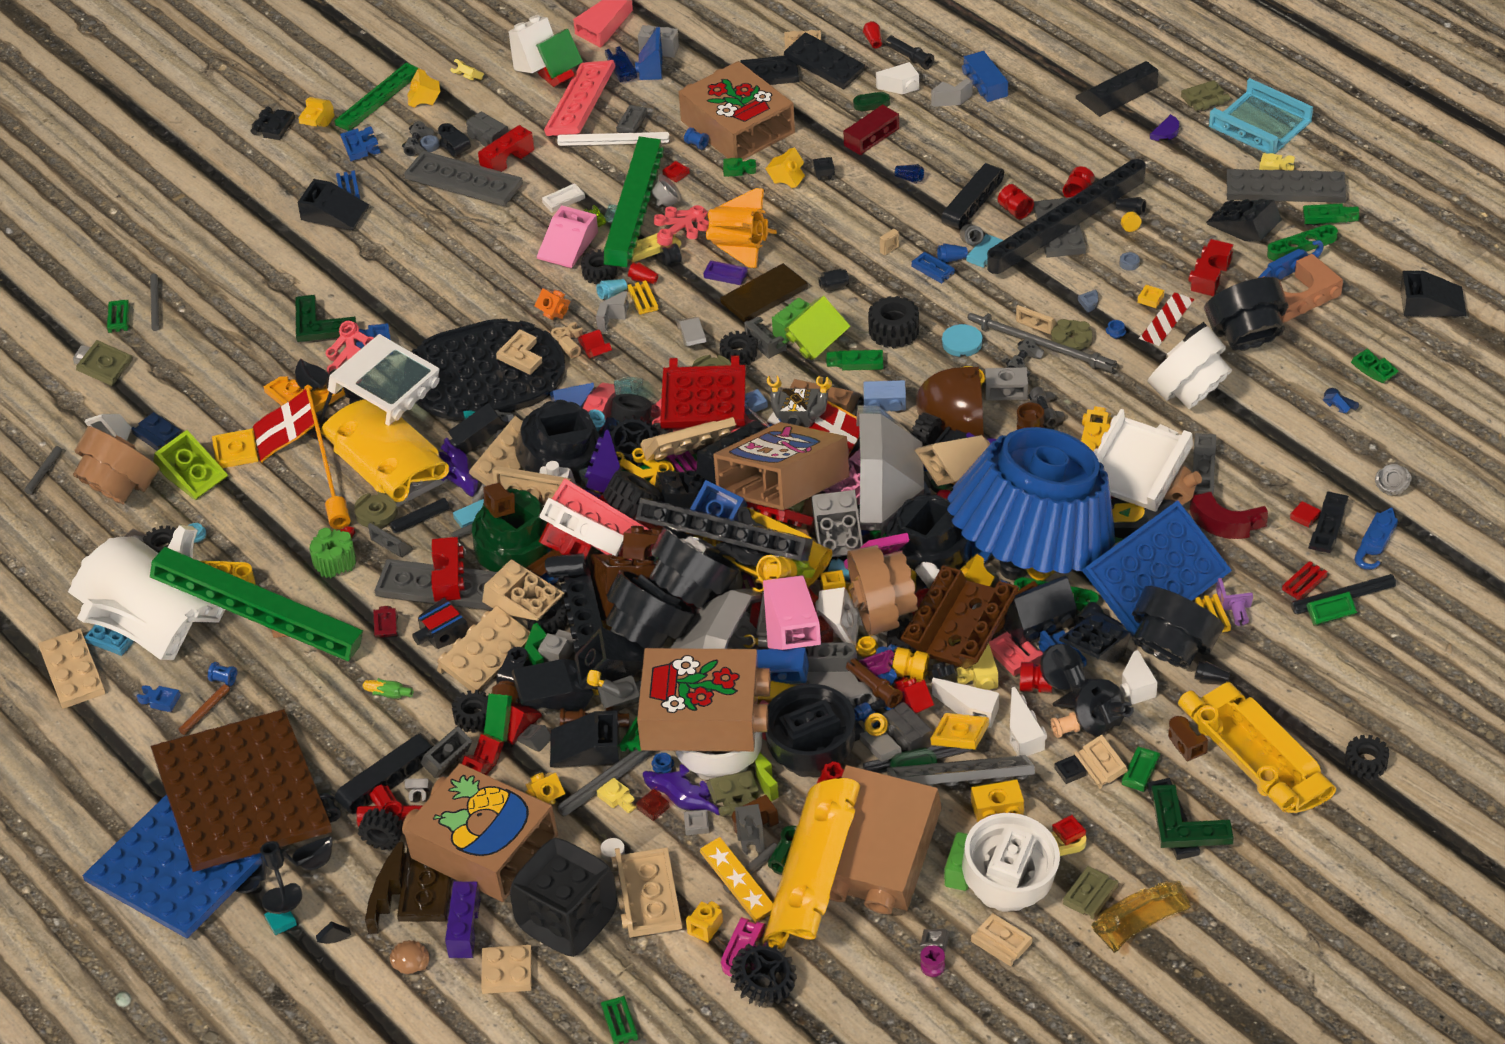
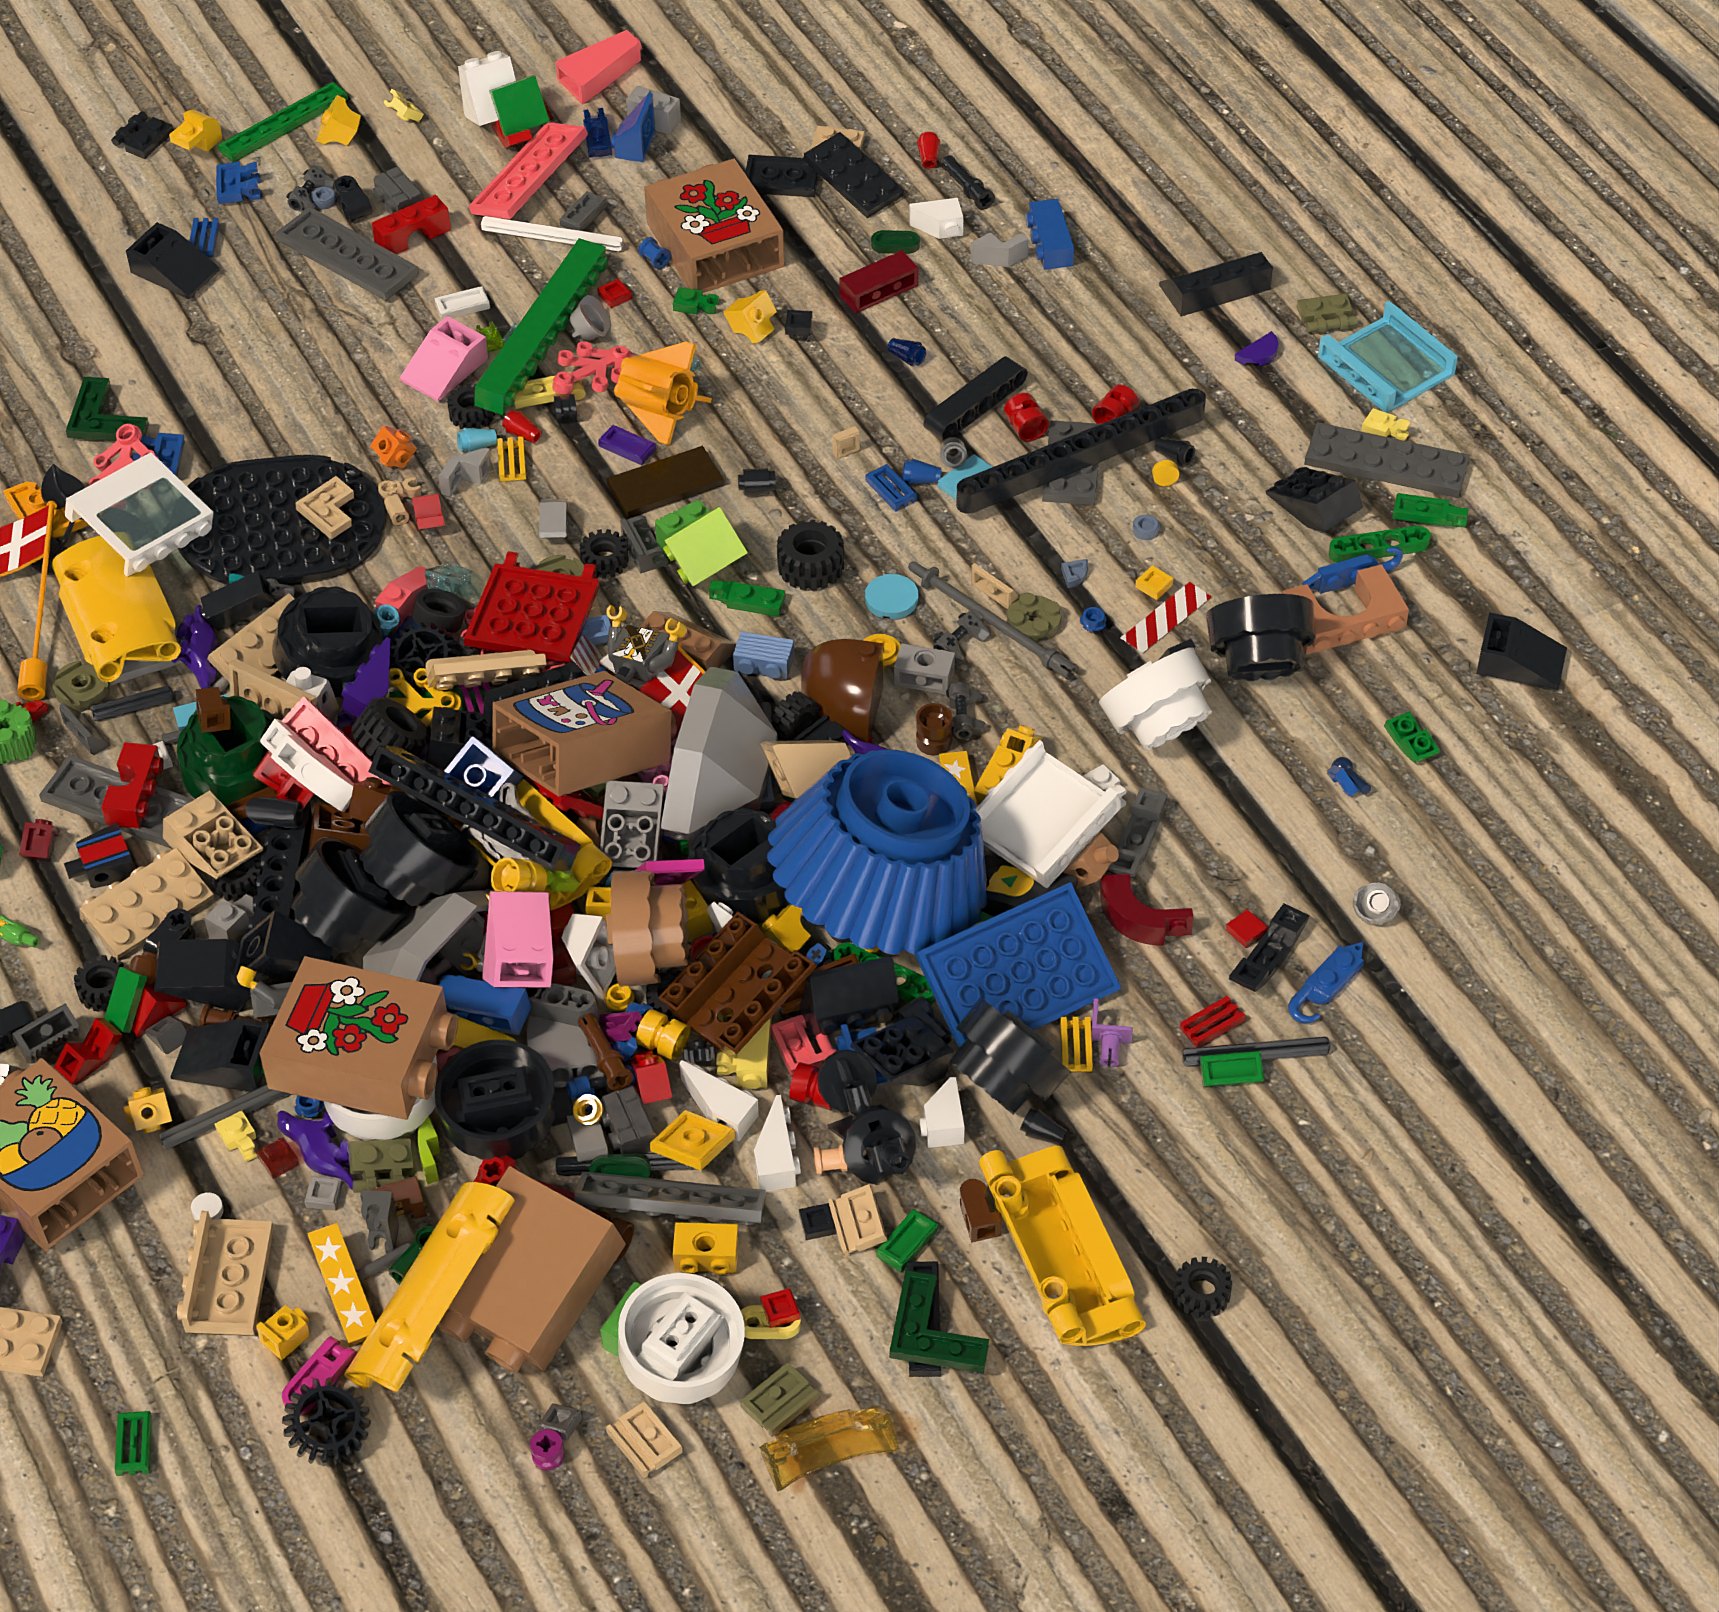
camera: 10 degrees right, 5 degrees up
(533, 643) = (203, 907): green slope -> none
(563, 896) = (112, 1264): black piece -> none
(573, 394) = (371, 580): blue slope -> none
(1208, 268) = (1234, 569): red arch -> none

